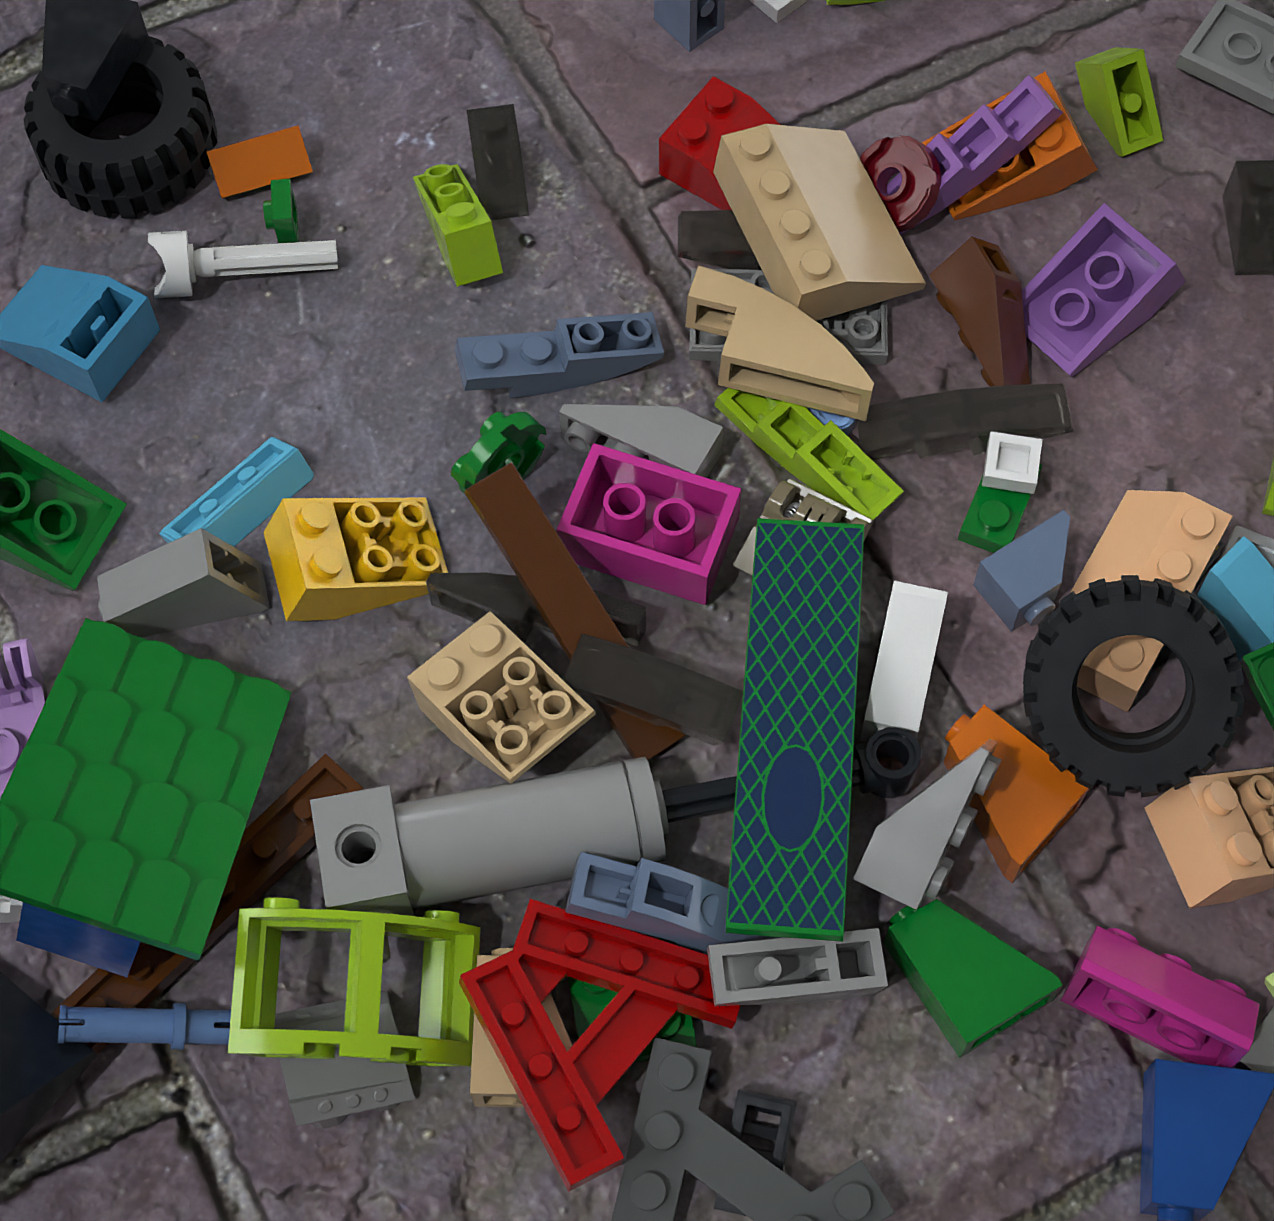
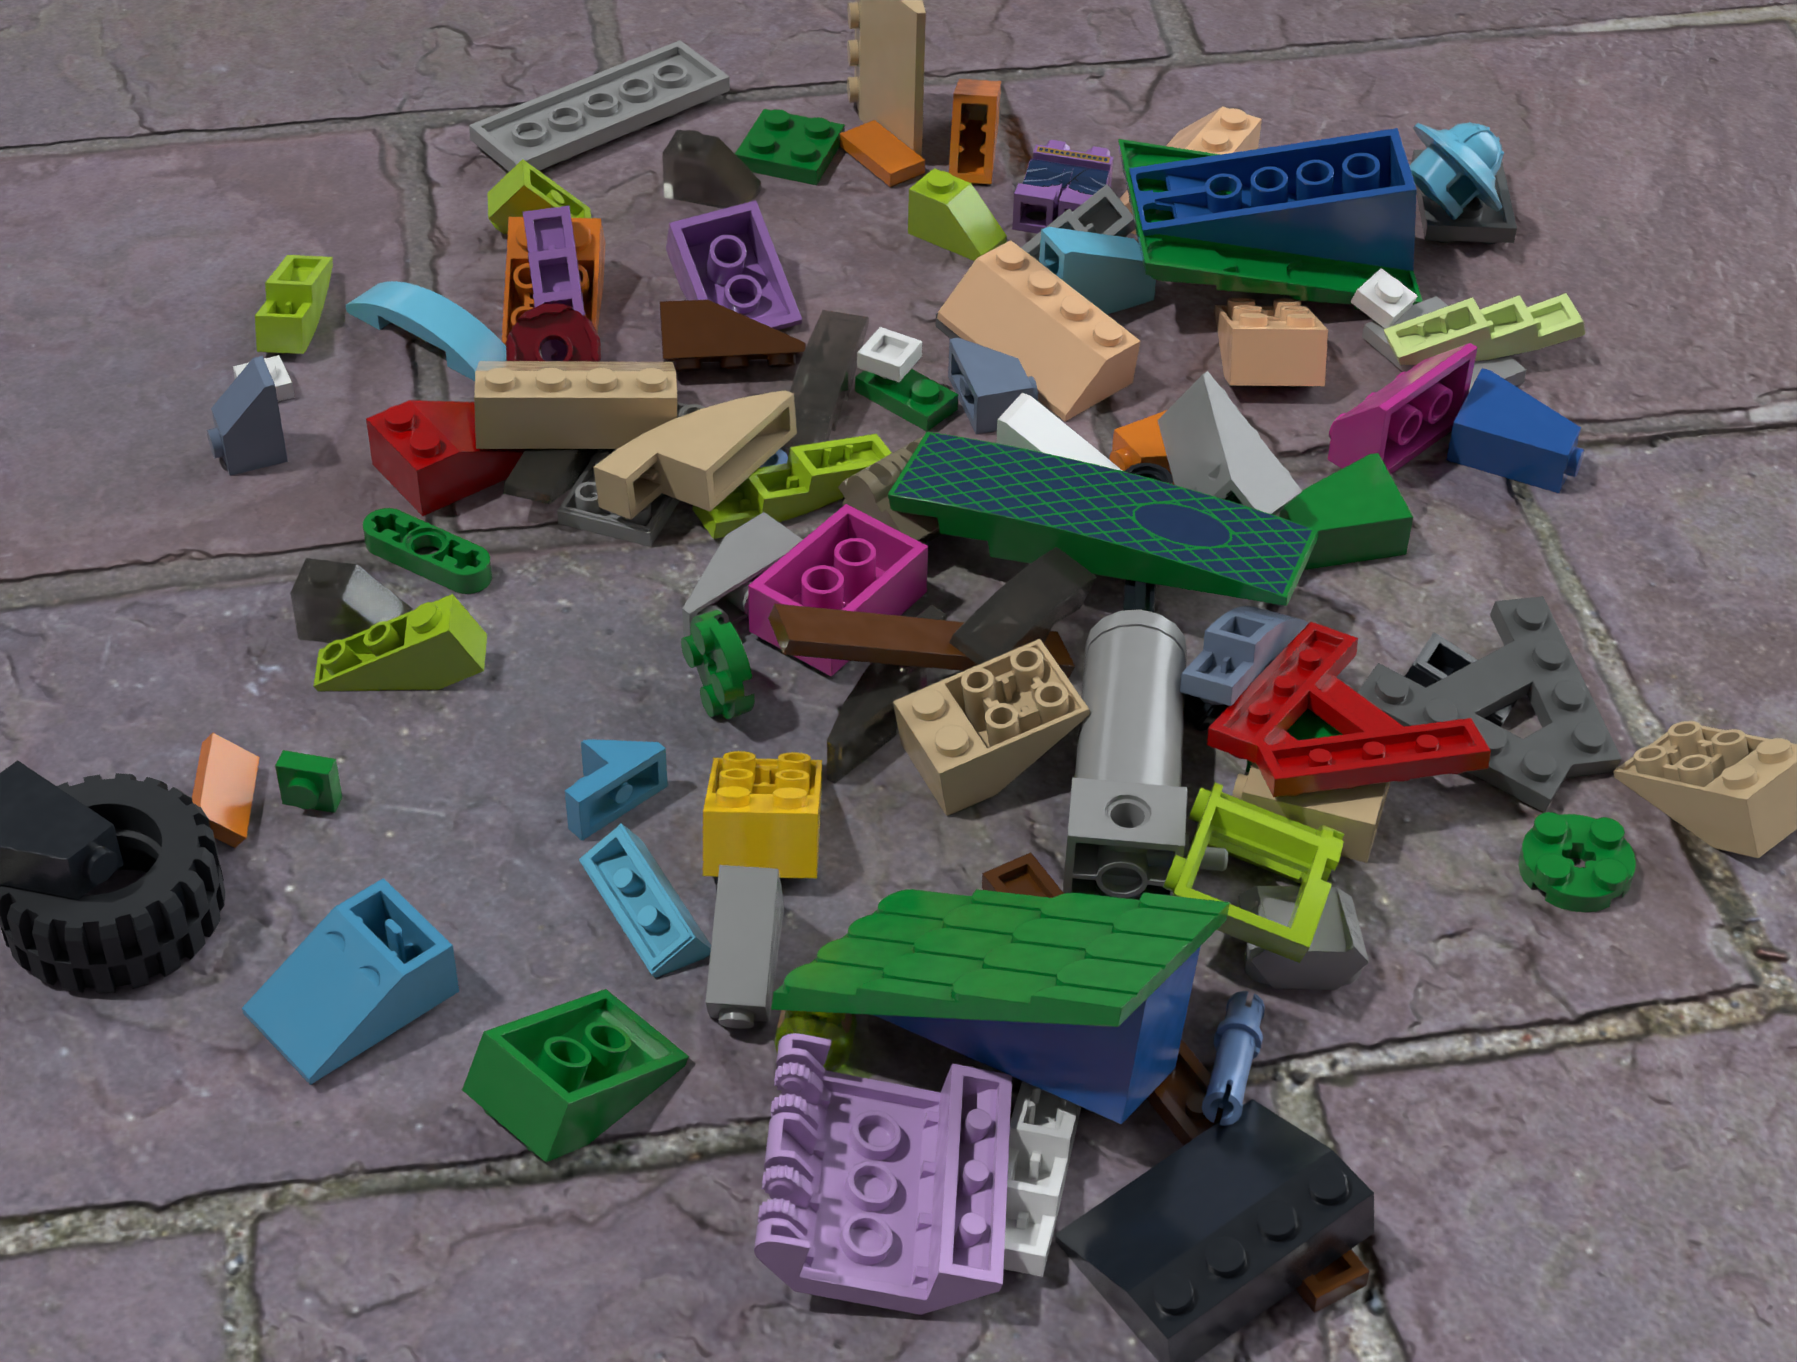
camera: 75 degrees left, 20 degrees down
(184, 263) = (330, 867): white piece -> none
(351, 432) = (614, 782): none -> dark azure slope
(569, 357) = (611, 612): sand blue slope -> none
(609, 209) = (456, 565): none -> green beam
(797, 970) = (1326, 585): light grey slope -> none
(908, 77) = (431, 319): none -> medium azure slope
(1147, 757) = (1180, 292): black tyre -> none

